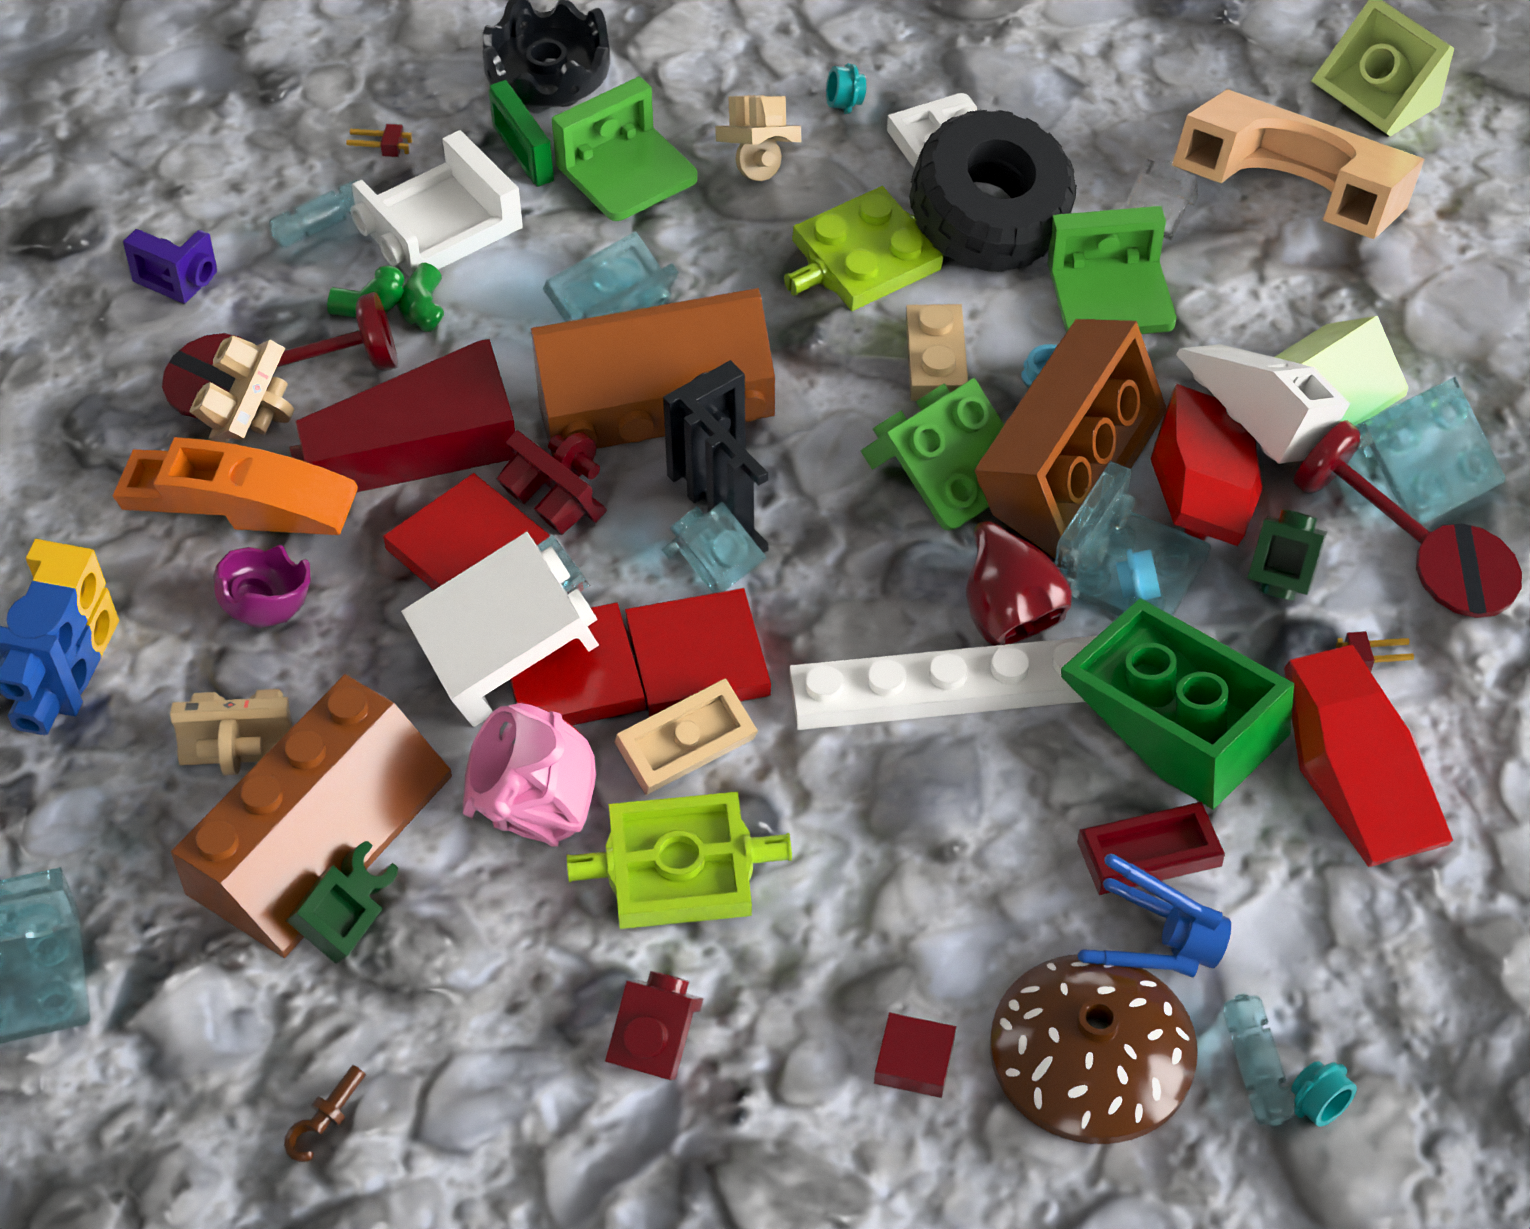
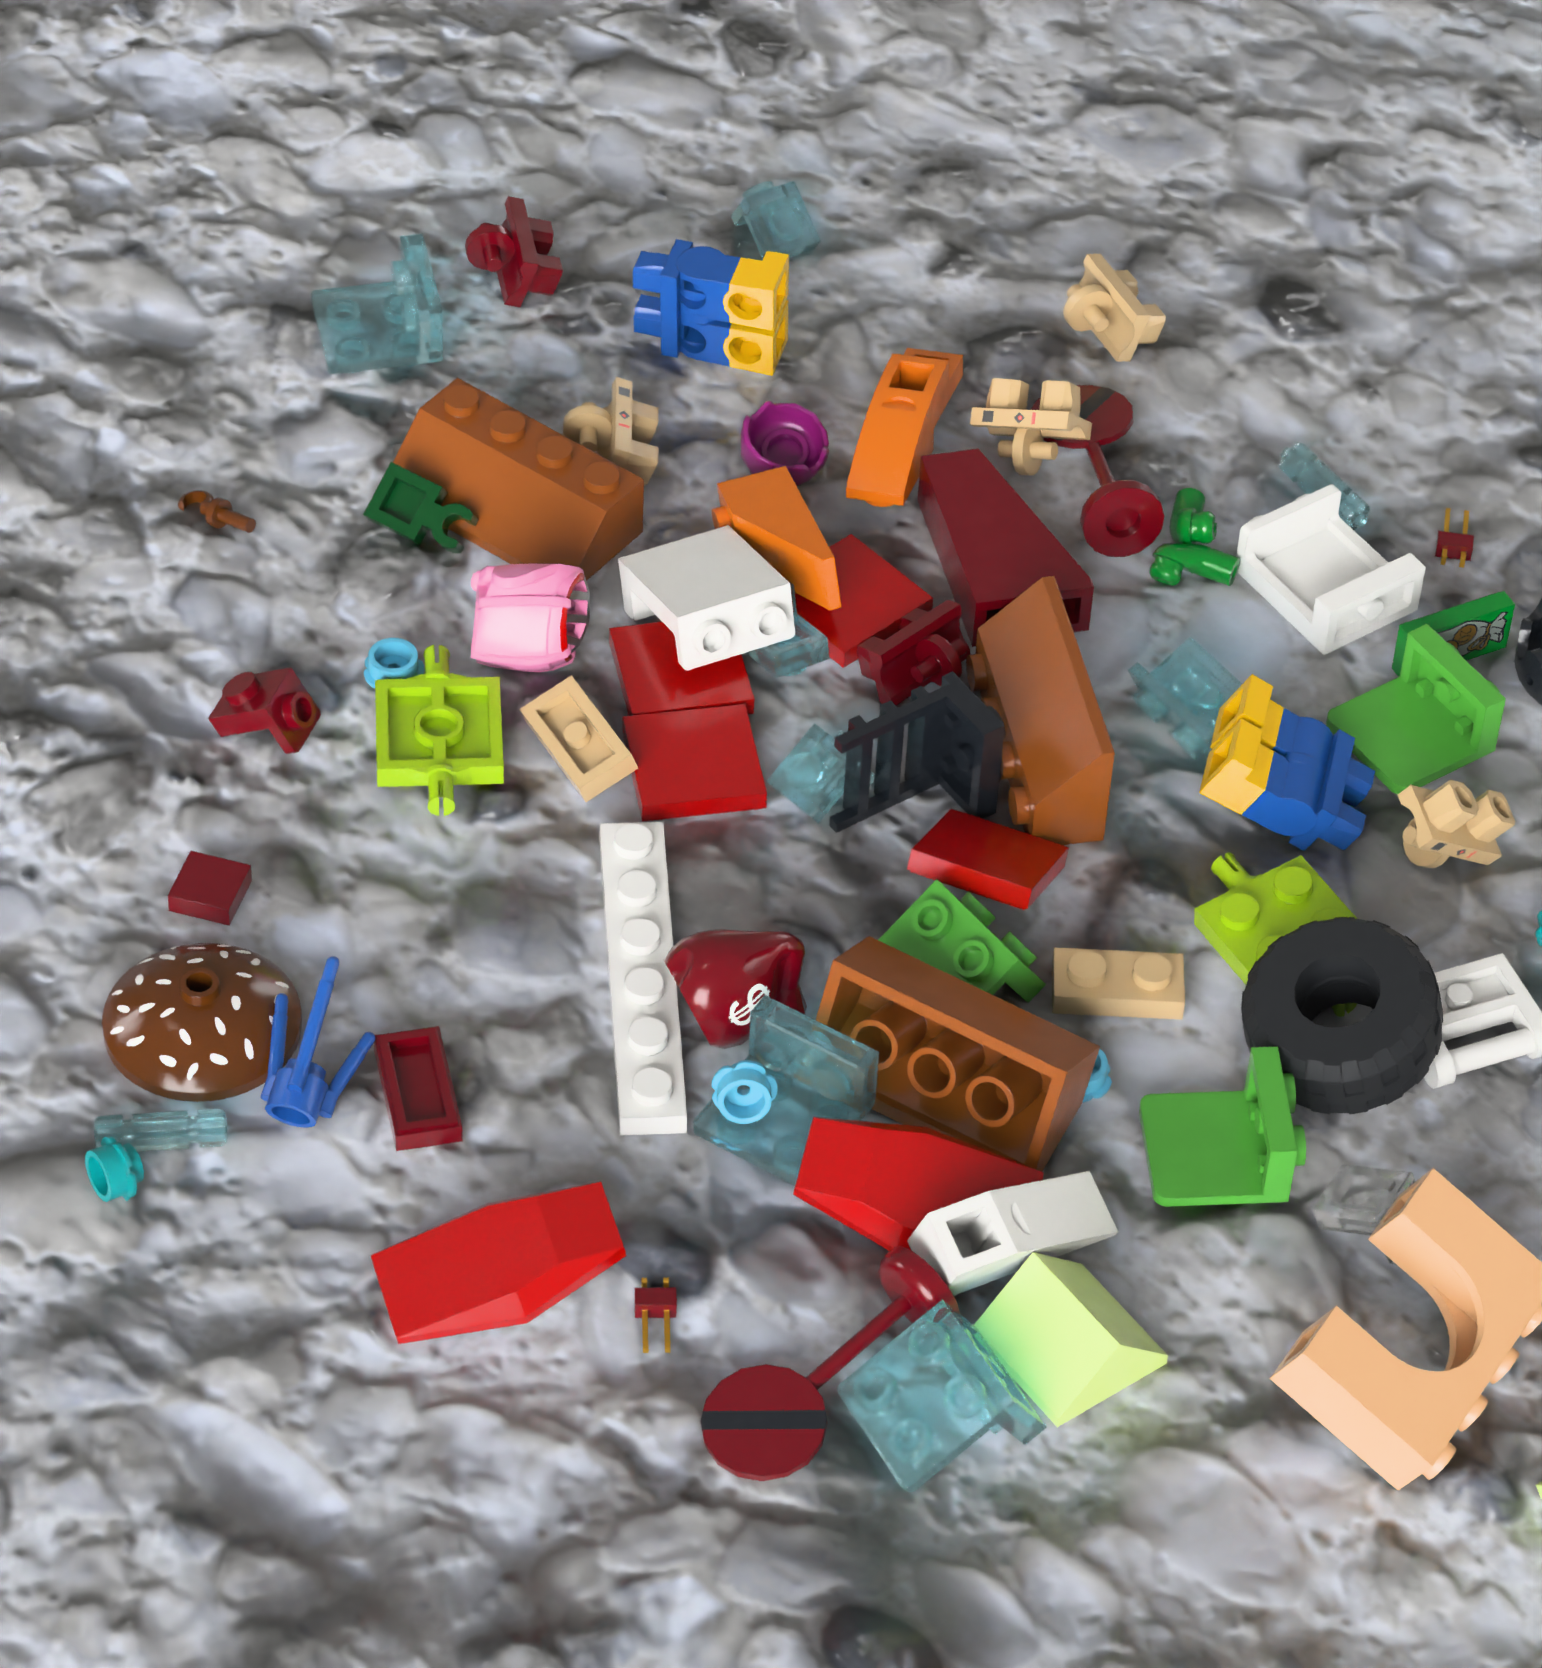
camera: 90 degrees right, 5 degrees down
(68, 345) = (1109, 307): none -> tan hips
(170, 268) = (1228, 374): dark purple bracket -> none
(394, 572) = (780, 527): none -> orange slope
(577, 897) = (392, 660): none -> medium azure plate
(704, 219) = (1285, 770): none -> blue hips
(822, 421) = (987, 859): none -> red tile
(1183, 700) = (570, 1100): green slope -> none
(1287, 554) = (767, 1224): dark green brick -> none

